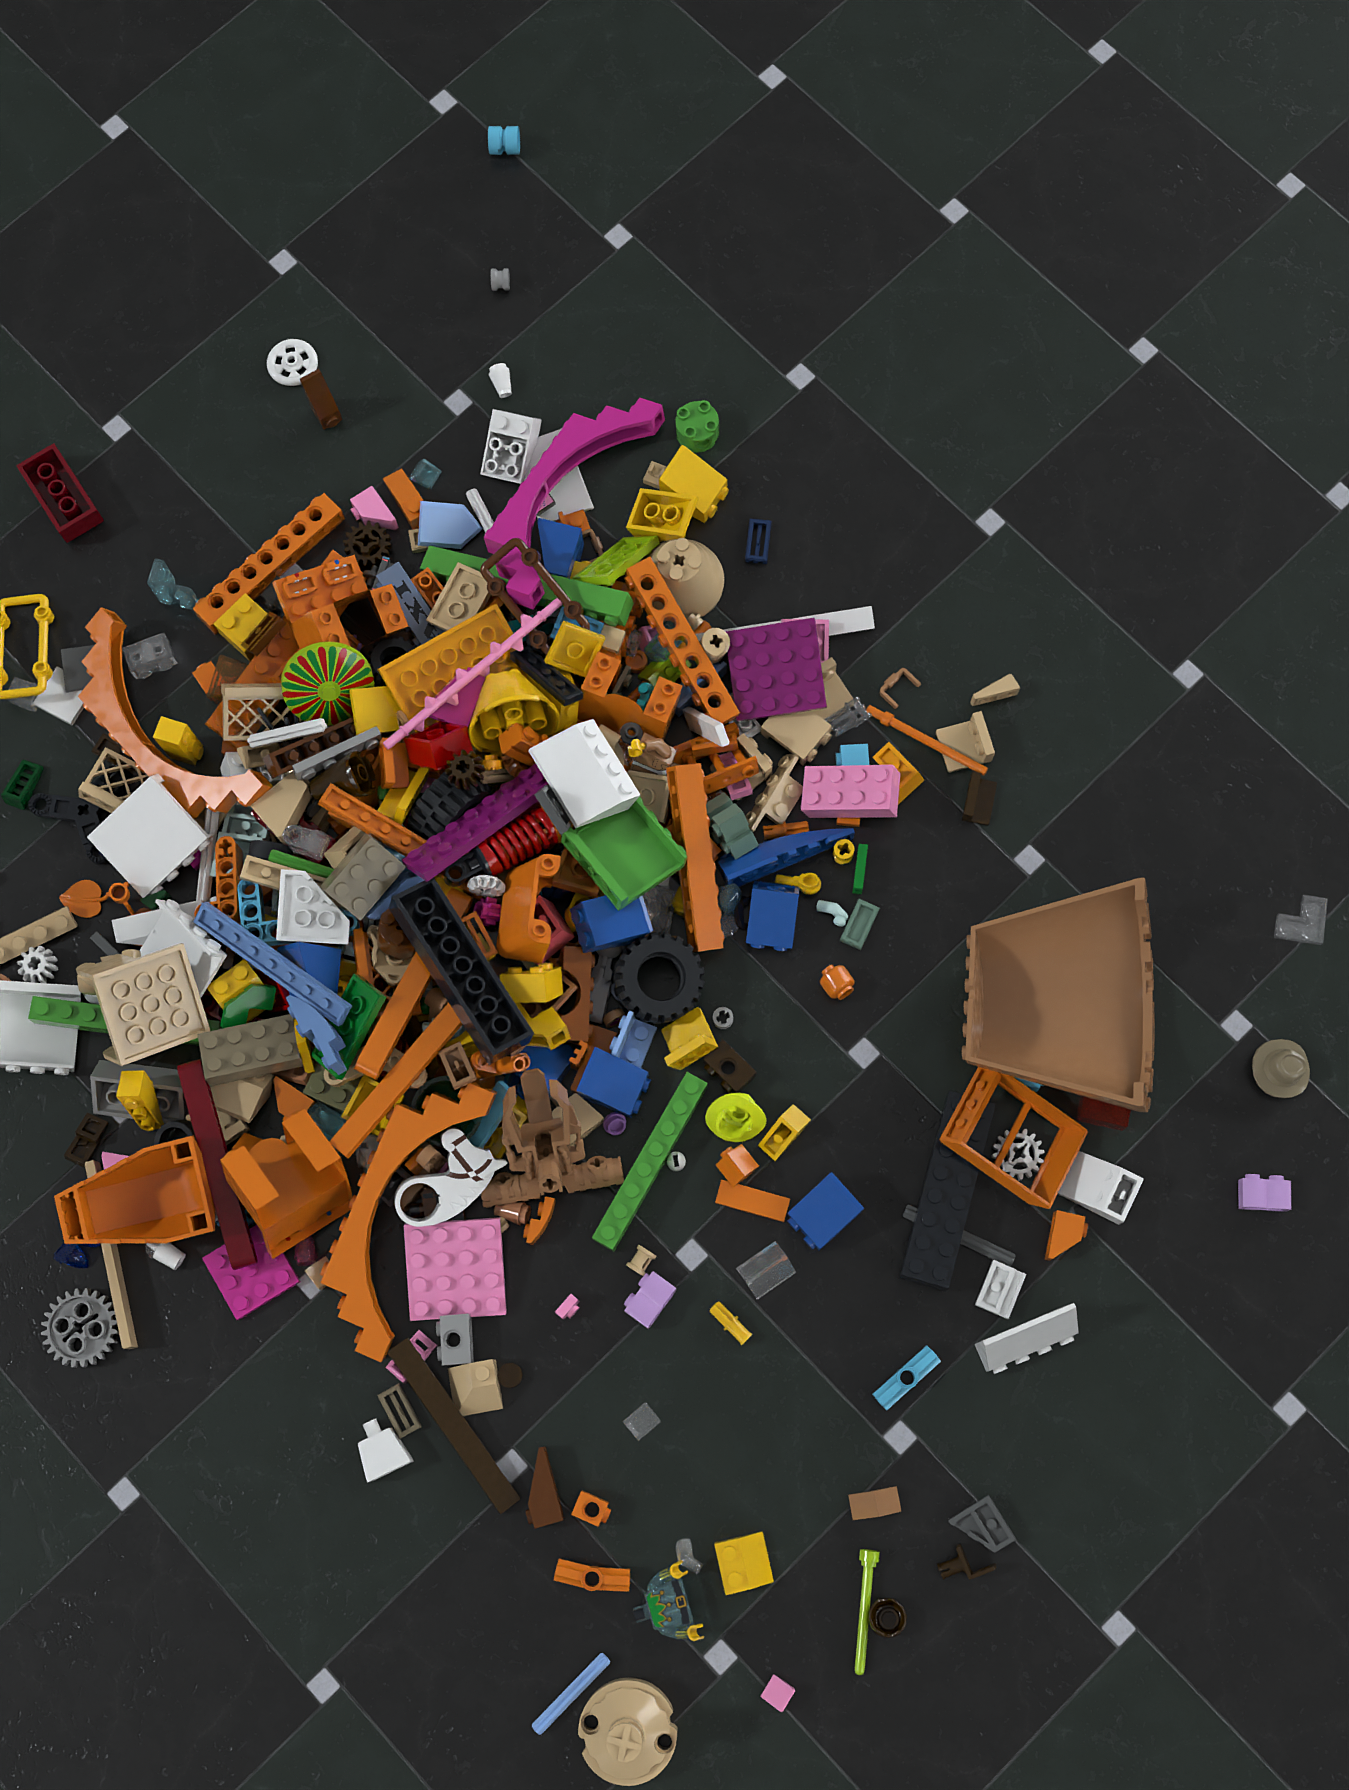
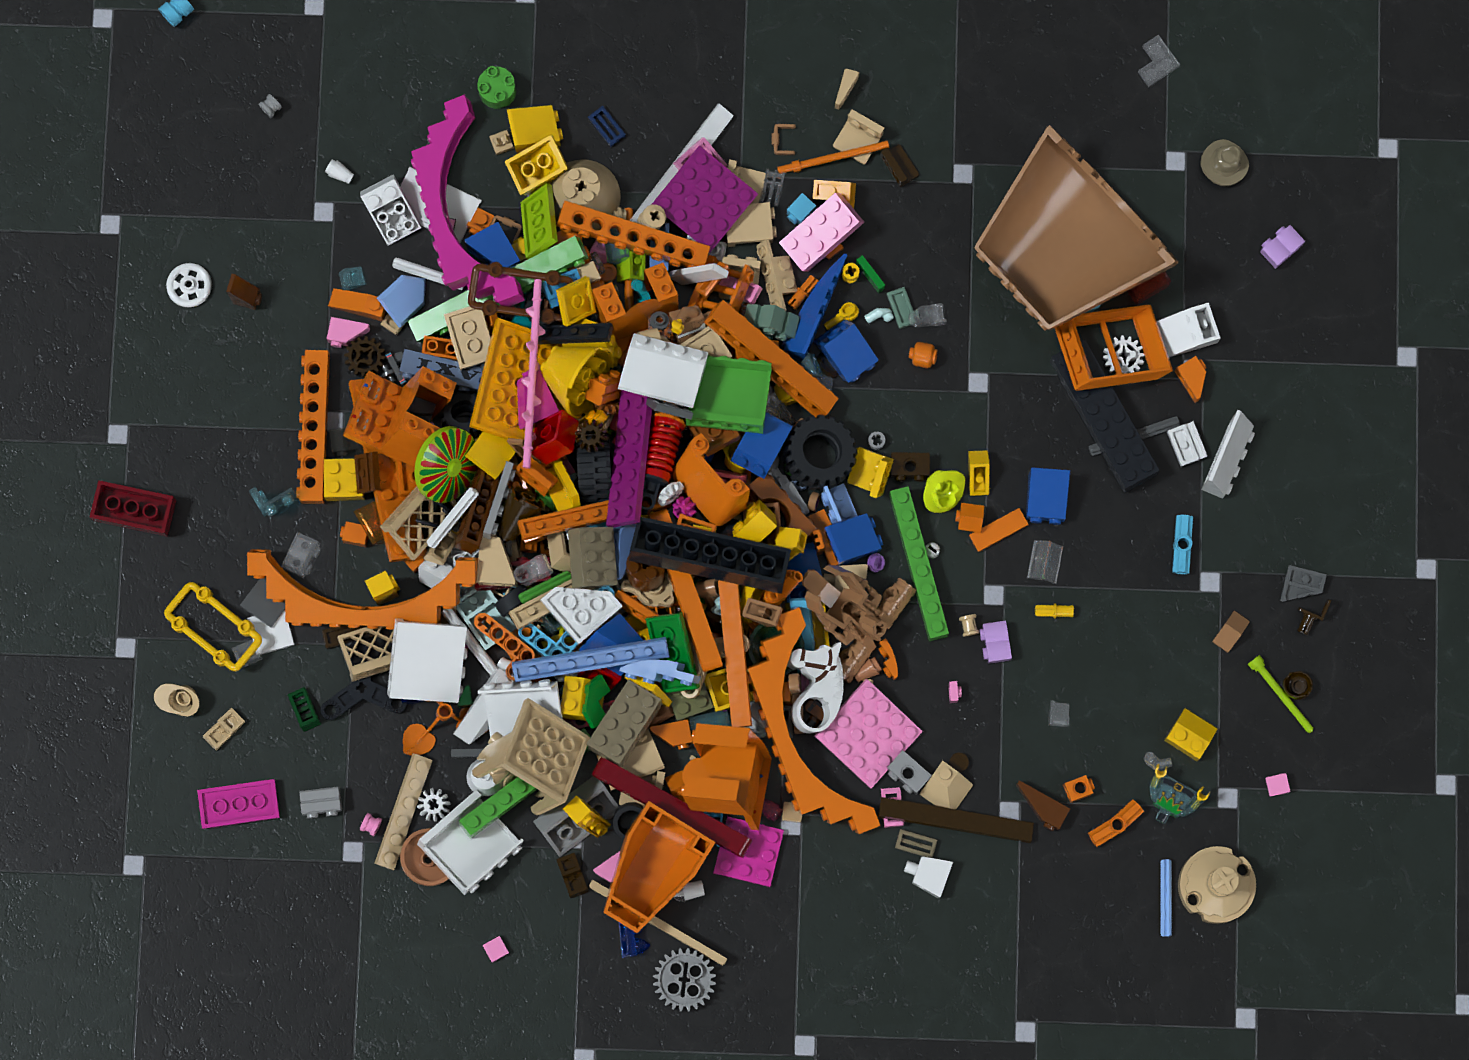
camera: 50 degrees left, 5 degrees up
(878, 955) = (931, 316): none -> clear piece

